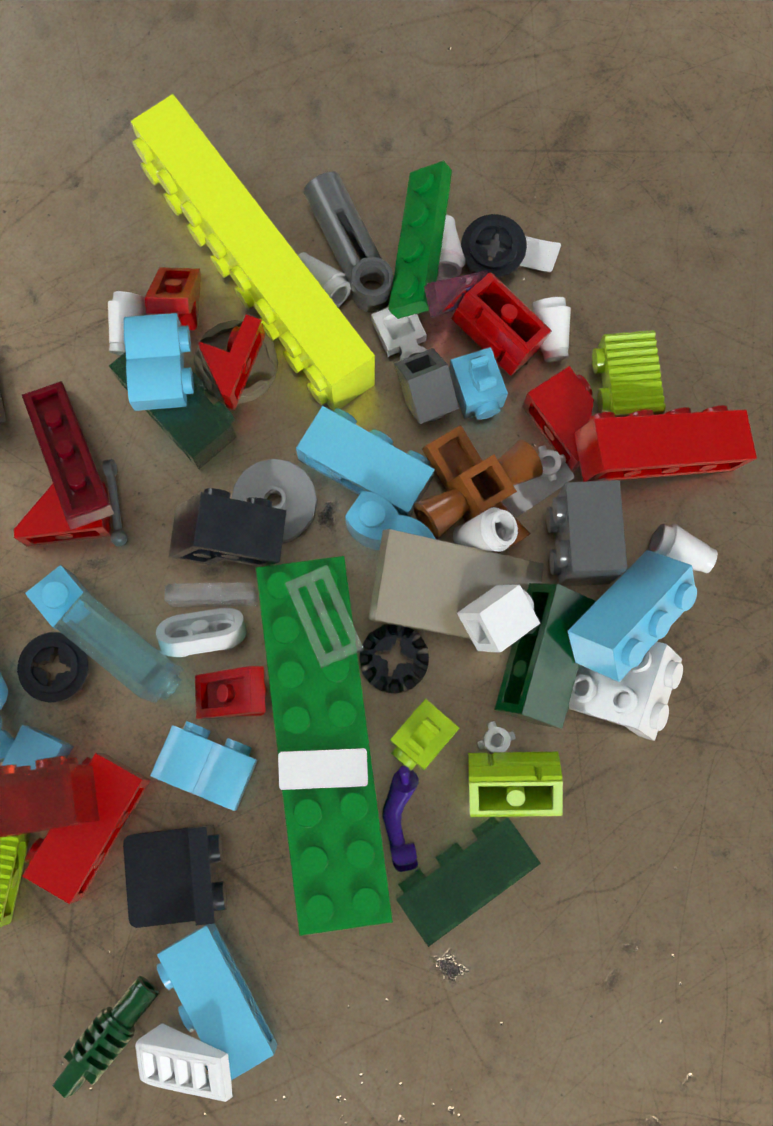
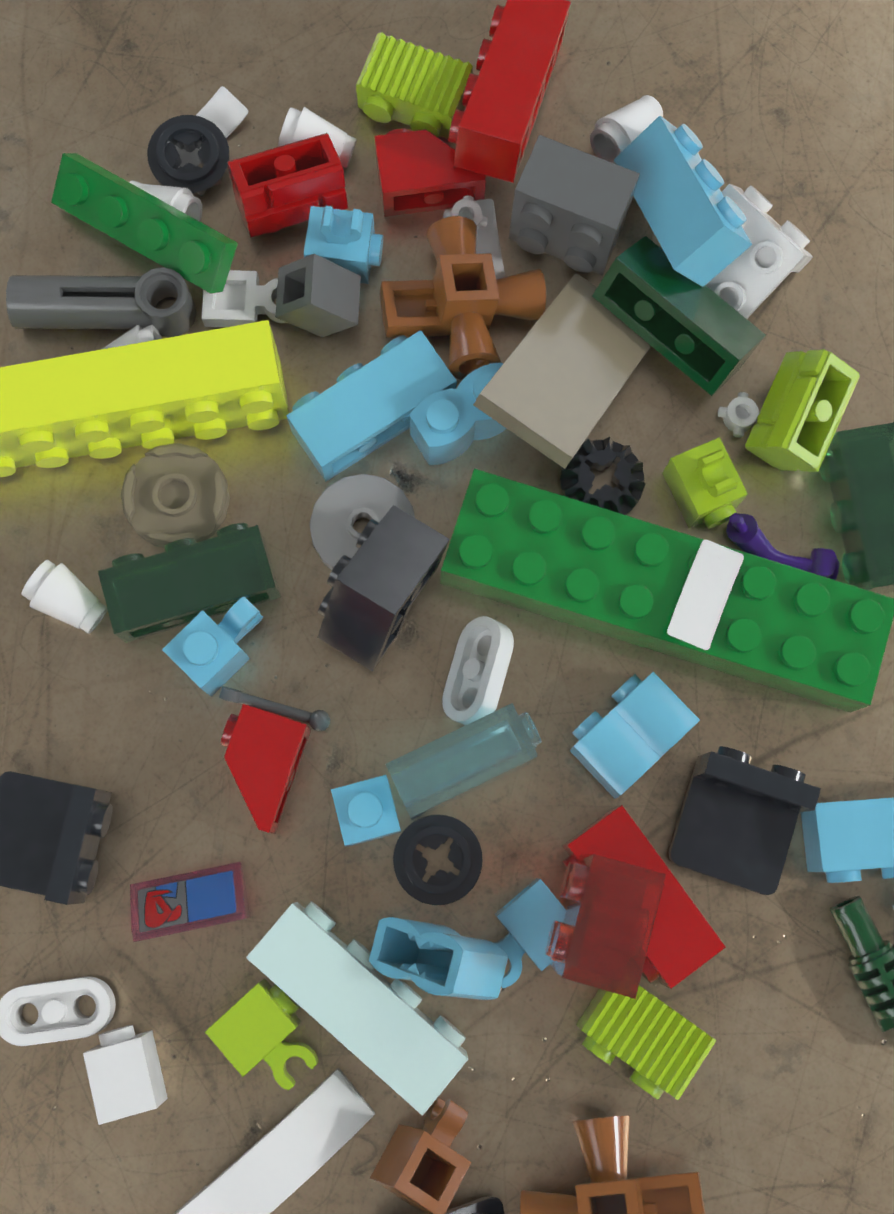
camera: 65 degrees left, 0 degrees up
(67, 455) = (198, 728): dark red tile -> none
(132, 438) = (211, 650): none -> medium azure brick
(156, 361) = (143, 568): medium azure brick -> none
(175, 292) = (64, 526): red slope -> none
(211, 595) = (441, 640): clear tile -> none
(230, 693) = (565, 667): red slope -> none
(233, 368) = (188, 501): red slope -> none
(339, 652) = (538, 536): clear tile -> none
(446, 294) = (225, 208): clear pink slope -> none
(489, 531) = (521, 303): white cone -> none
(499, 617) = (623, 336): white brick -> none

